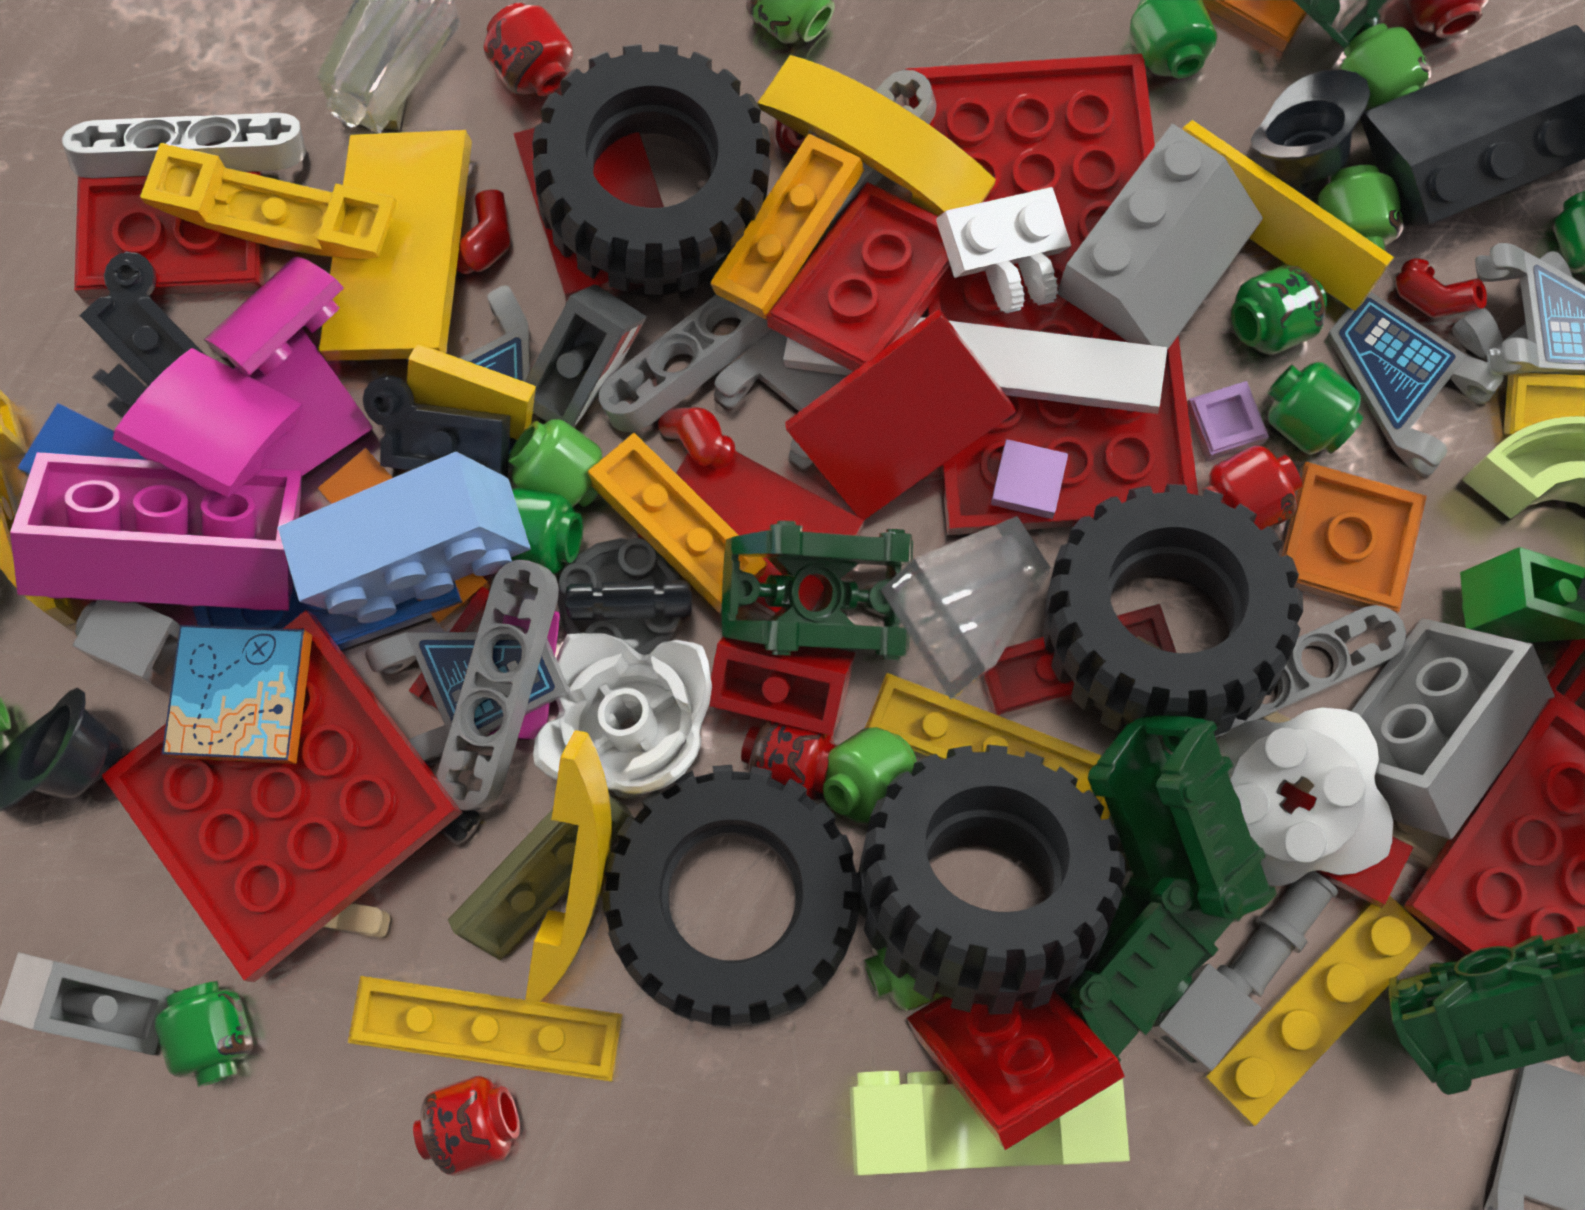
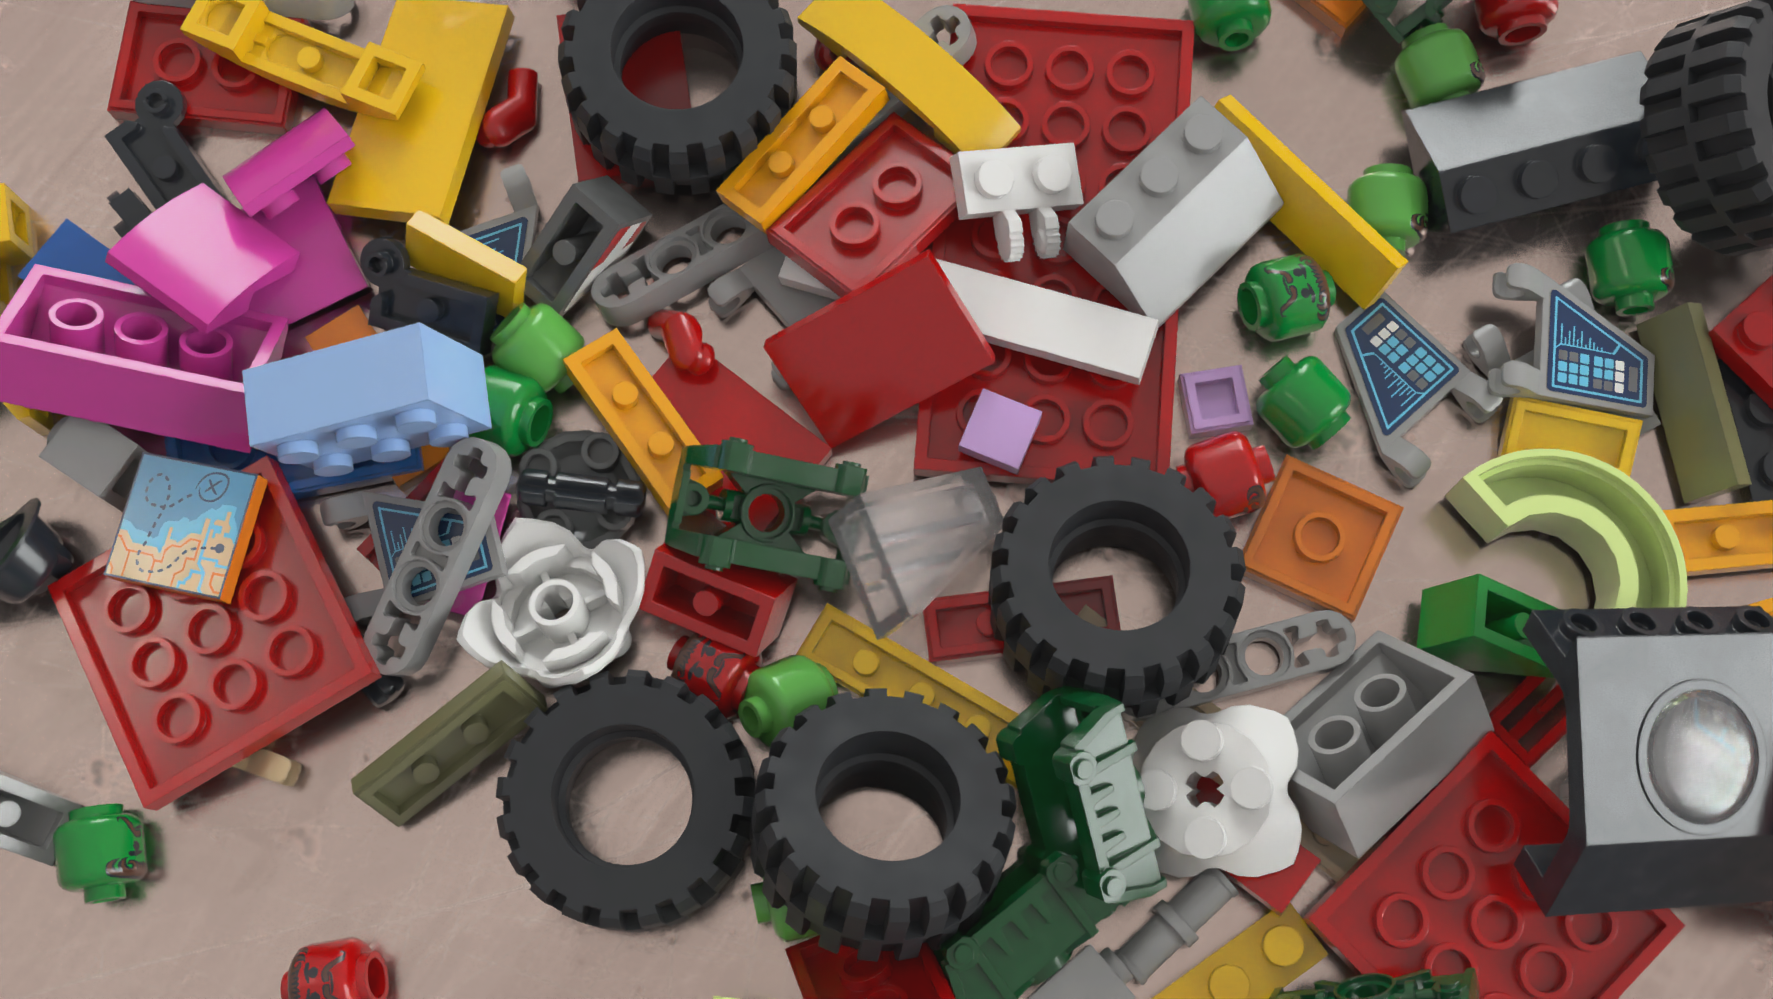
camera: 15 degrees right, 0 degrees up
(486, 1028) = (374, 892): yellow tile -> none
(581, 801) = (493, 684): yellow slope -> none
(1312, 126) = (1350, 118): black piece -> none
(1436, 300) = (1435, 297): red arm -> none

